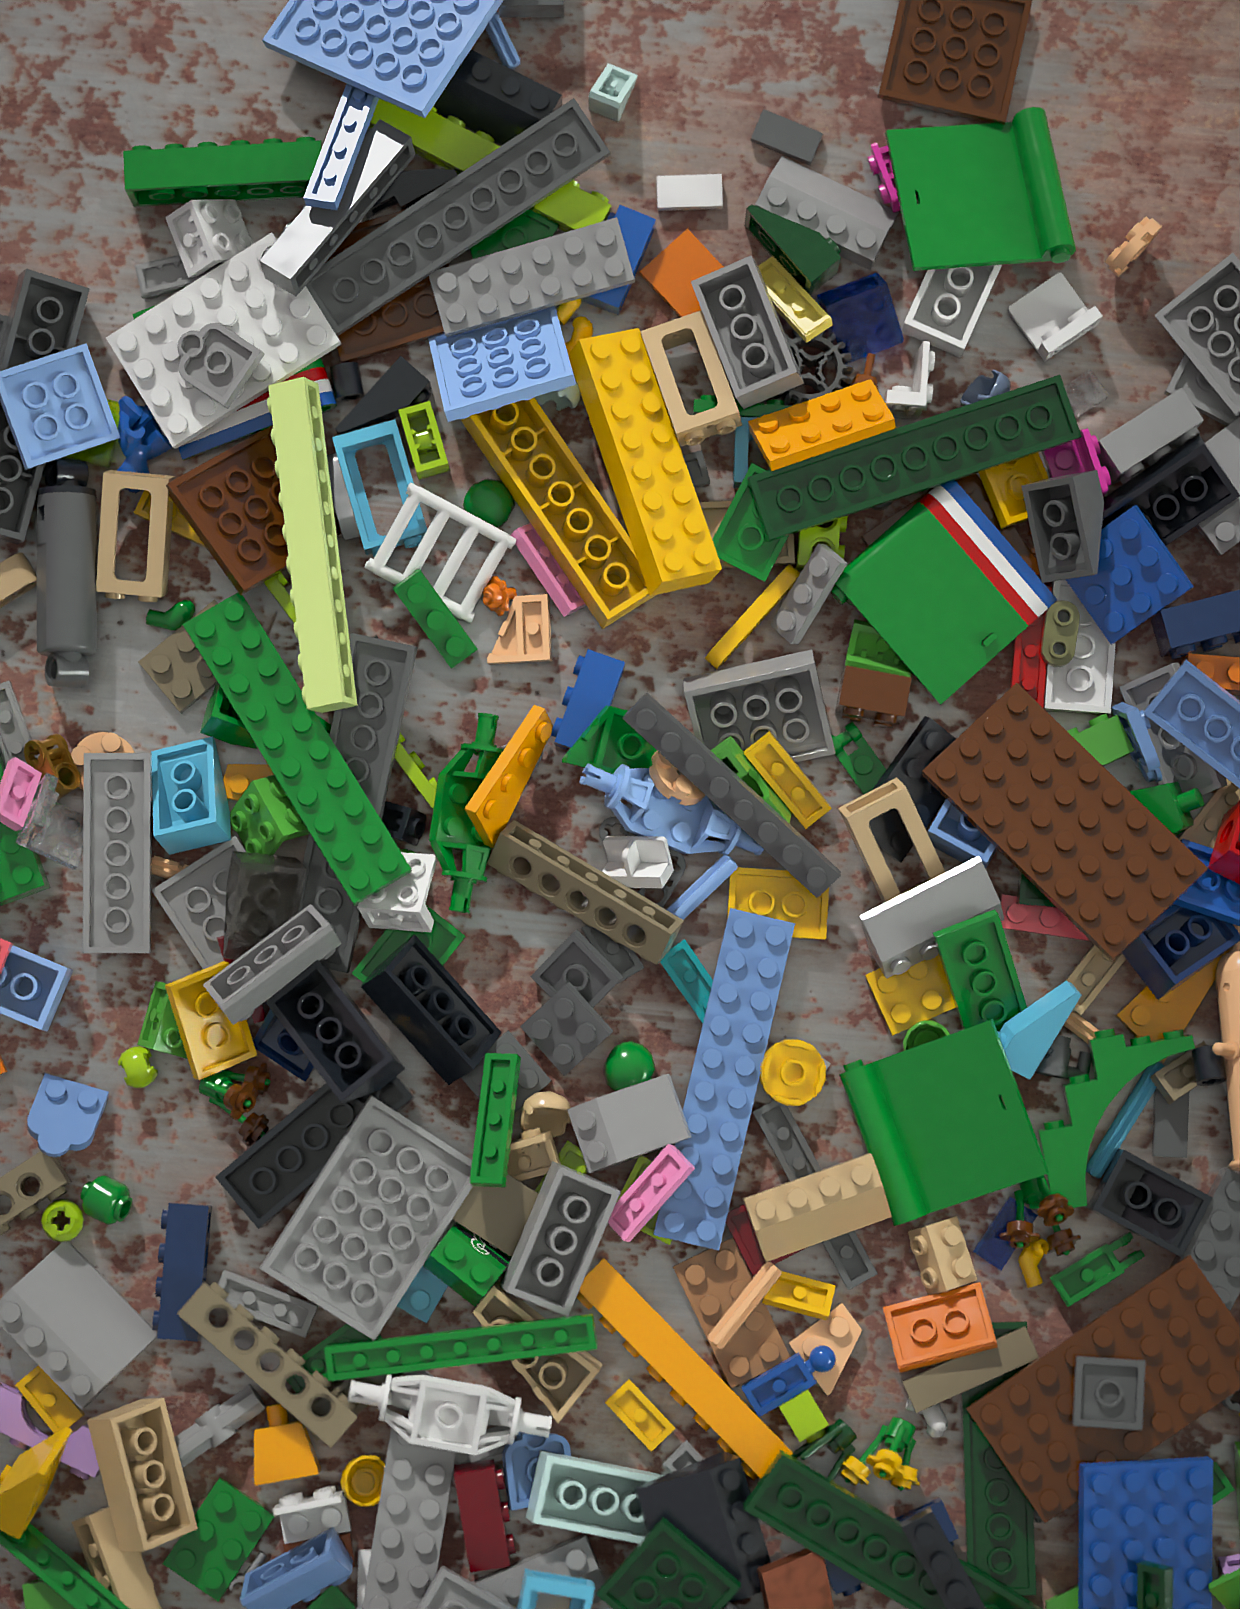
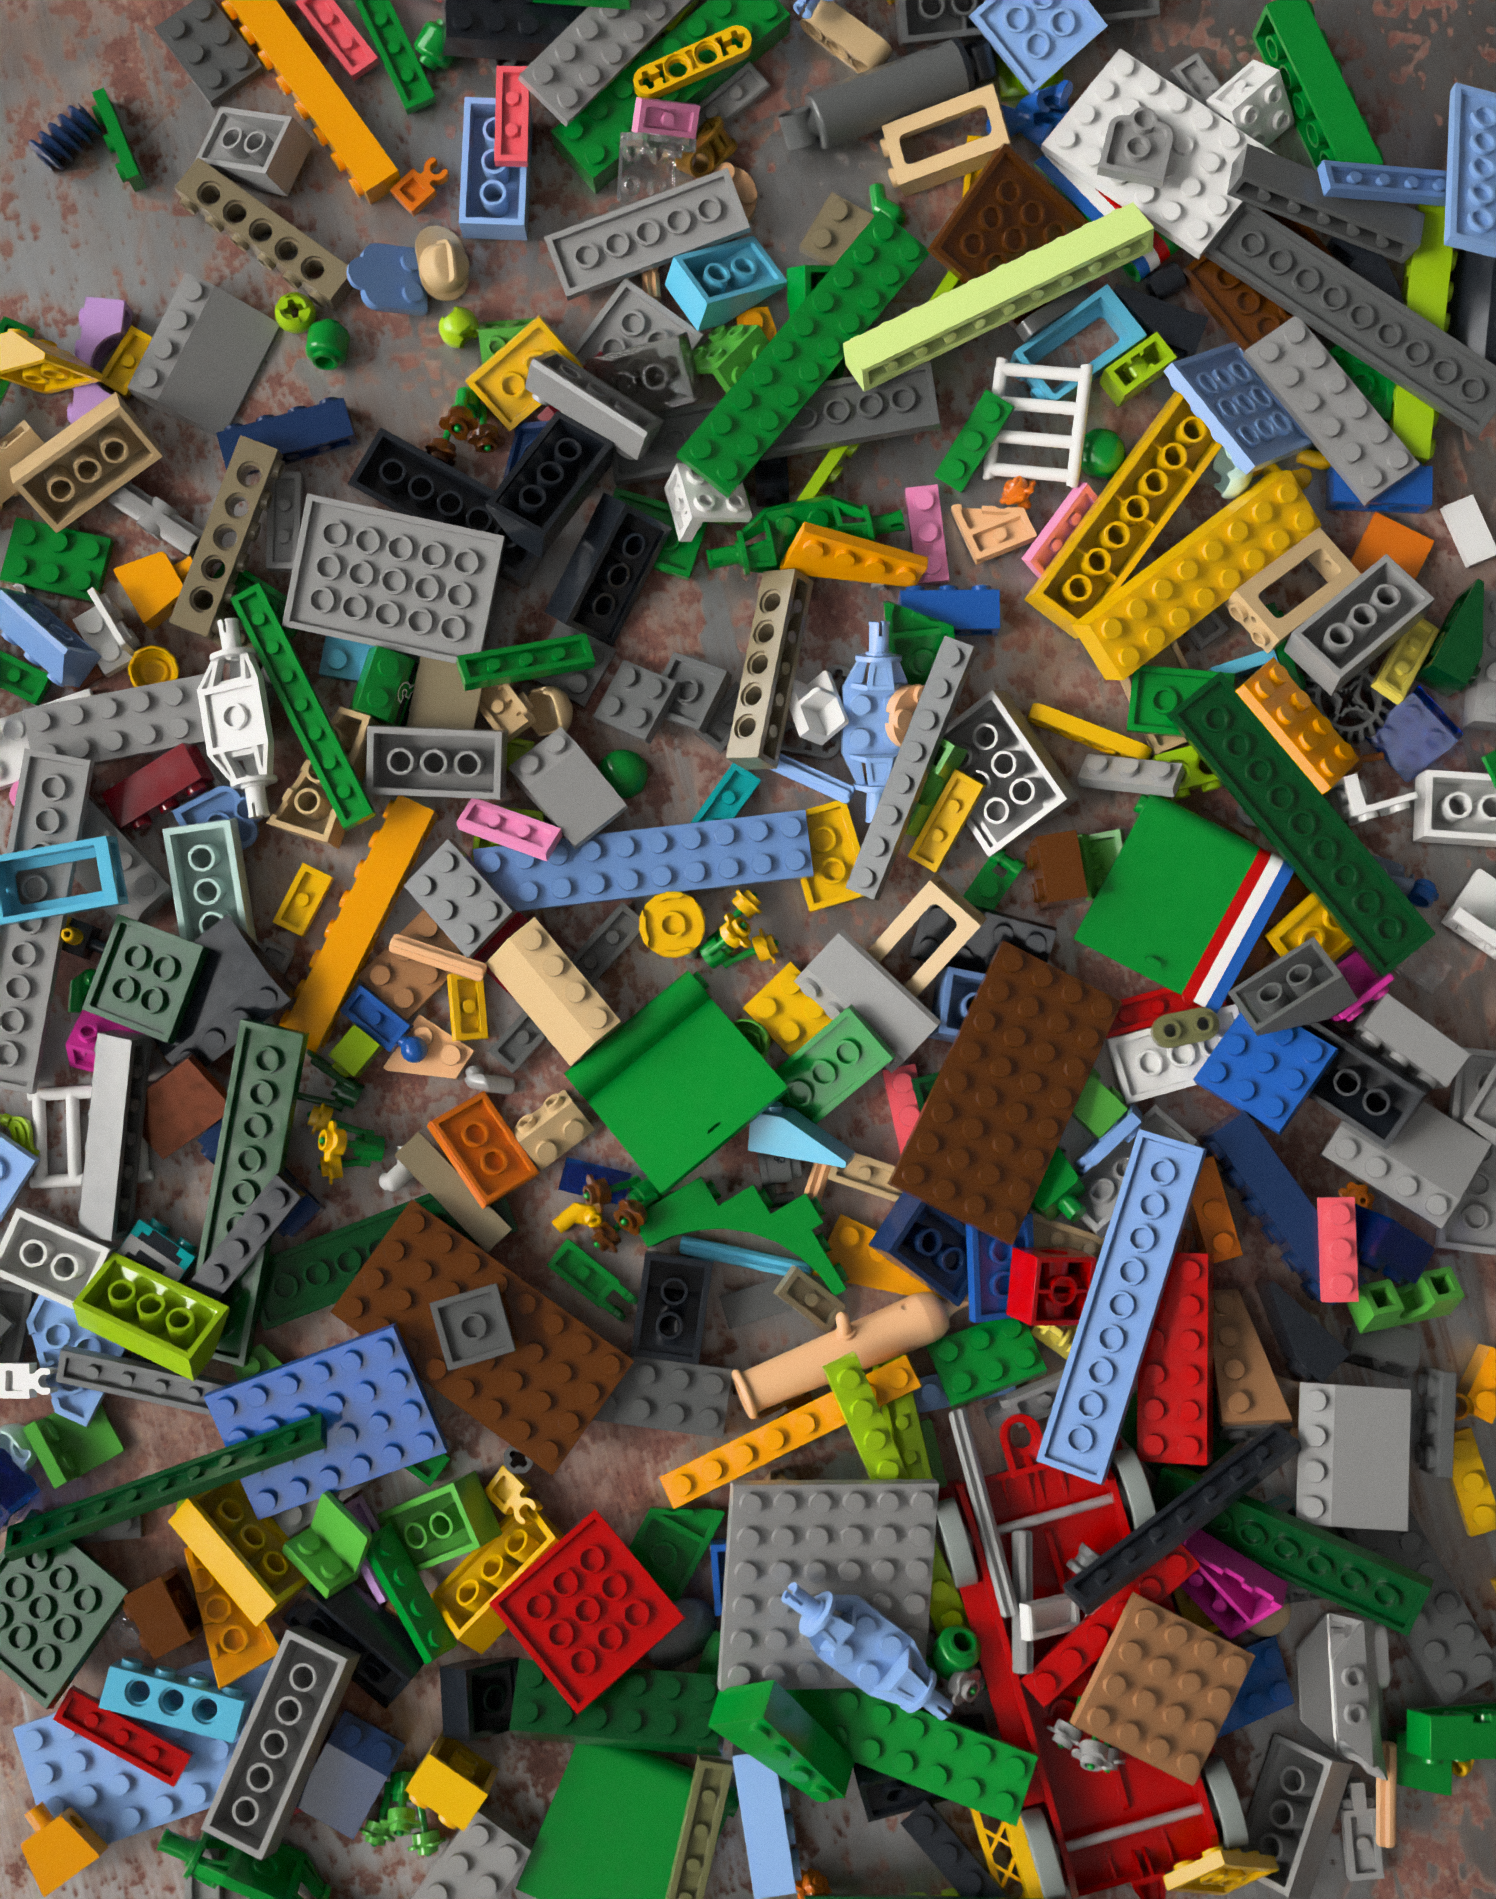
camera: 70 degrees right, 0 degrees up
(65, 1060) = (442, 263): none -> tan piece
(502, 694) = (927, 532): none -> bright pink plate
(697, 1263) = (460, 898): none -> plate
(824, 1014) = (736, 932): none -> yellow plant
(878, 1300) = (494, 1084): none -> light grey arm
(1013, 367) = (1423, 893): none -> blue plate
(1208, 1066) = (821, 1316): black piece -> none

